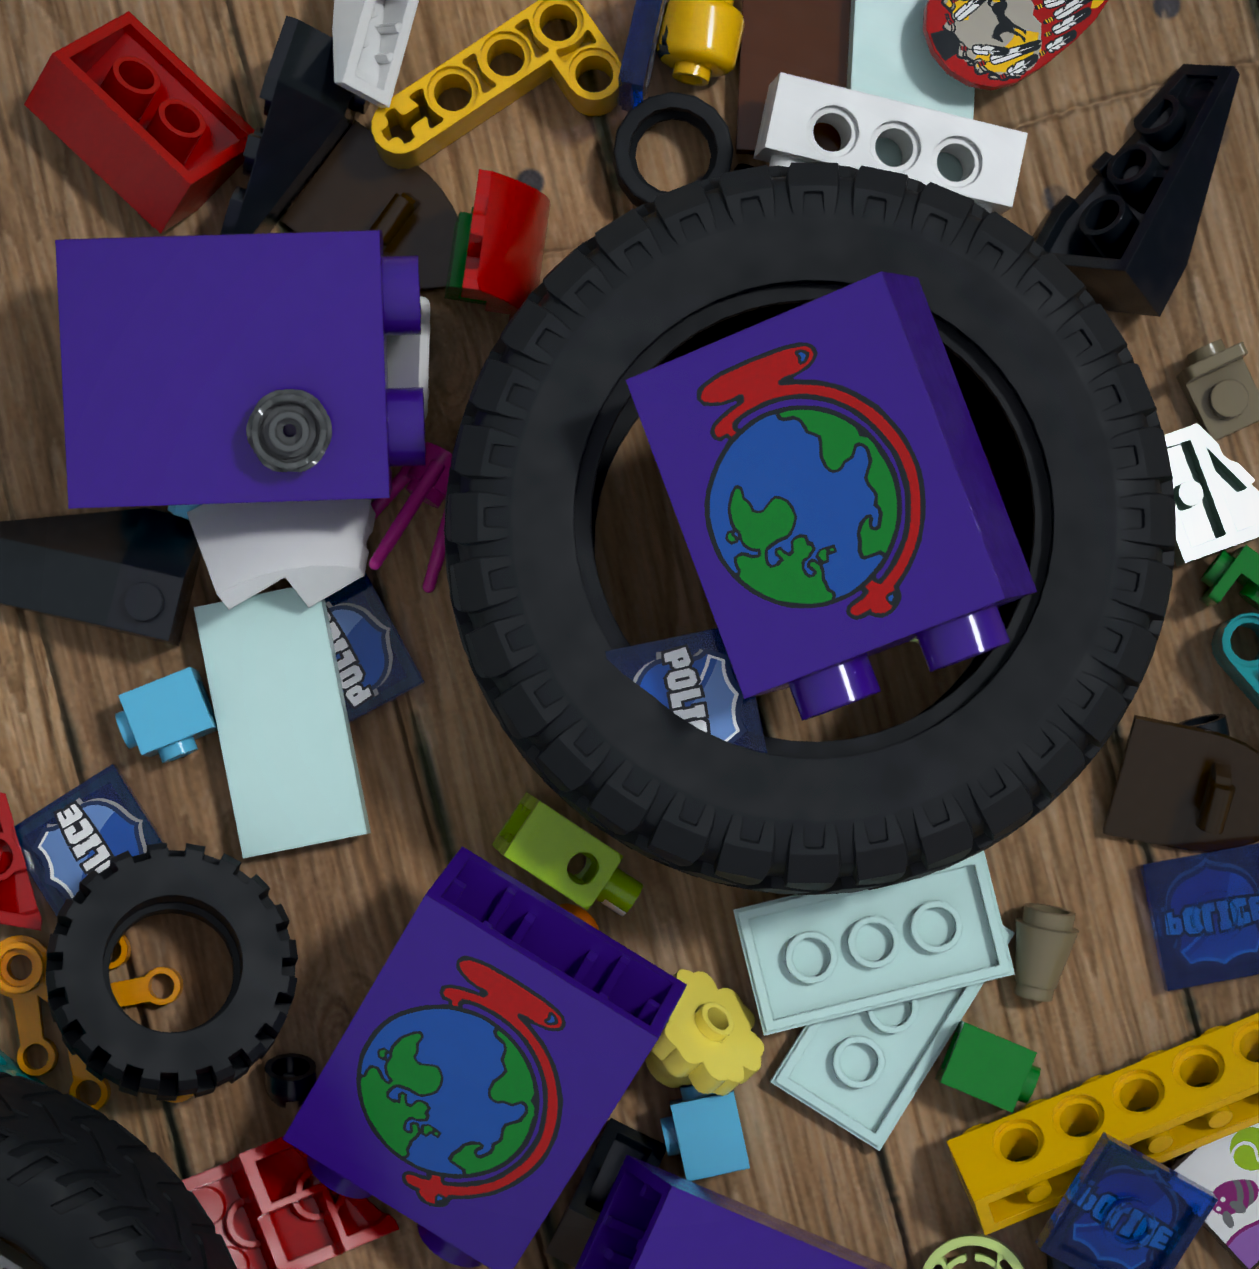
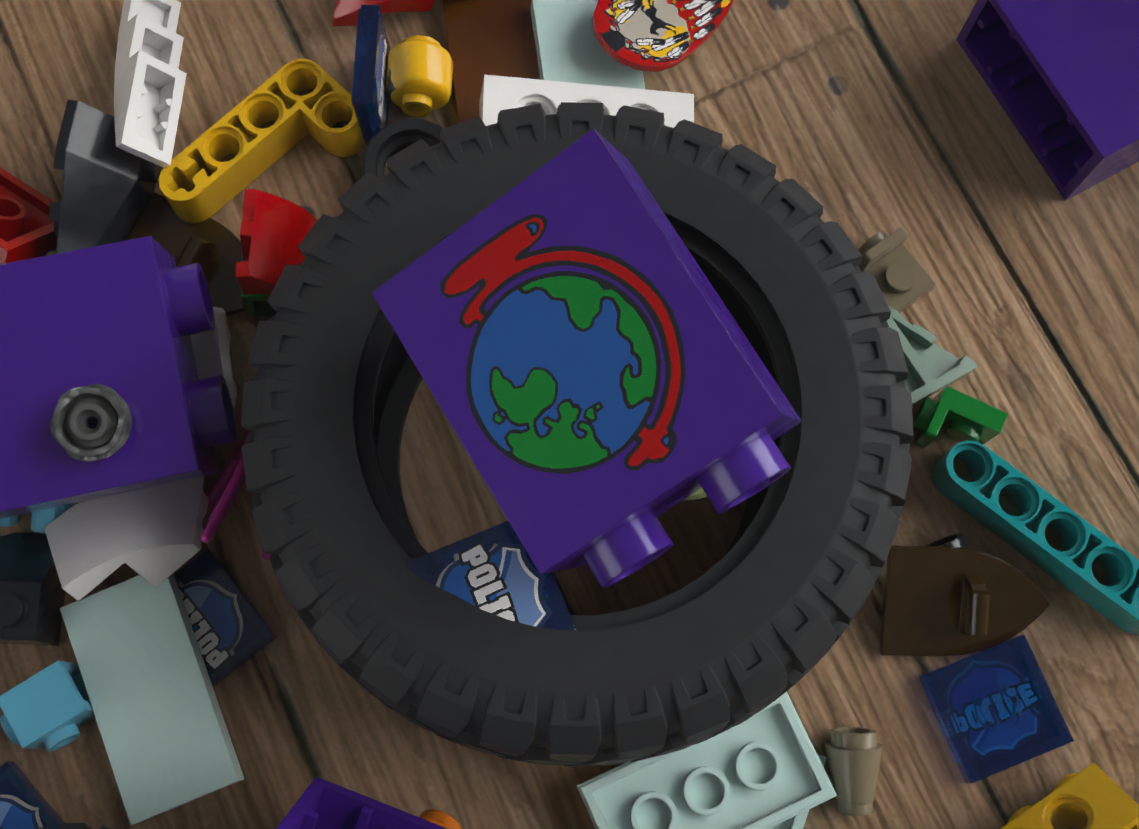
camera: 15 degrees left, 10 degrees down
(545, 843) = (394, 760): lime torso -> none
(1142, 210) = (806, 118): black wedge -> none

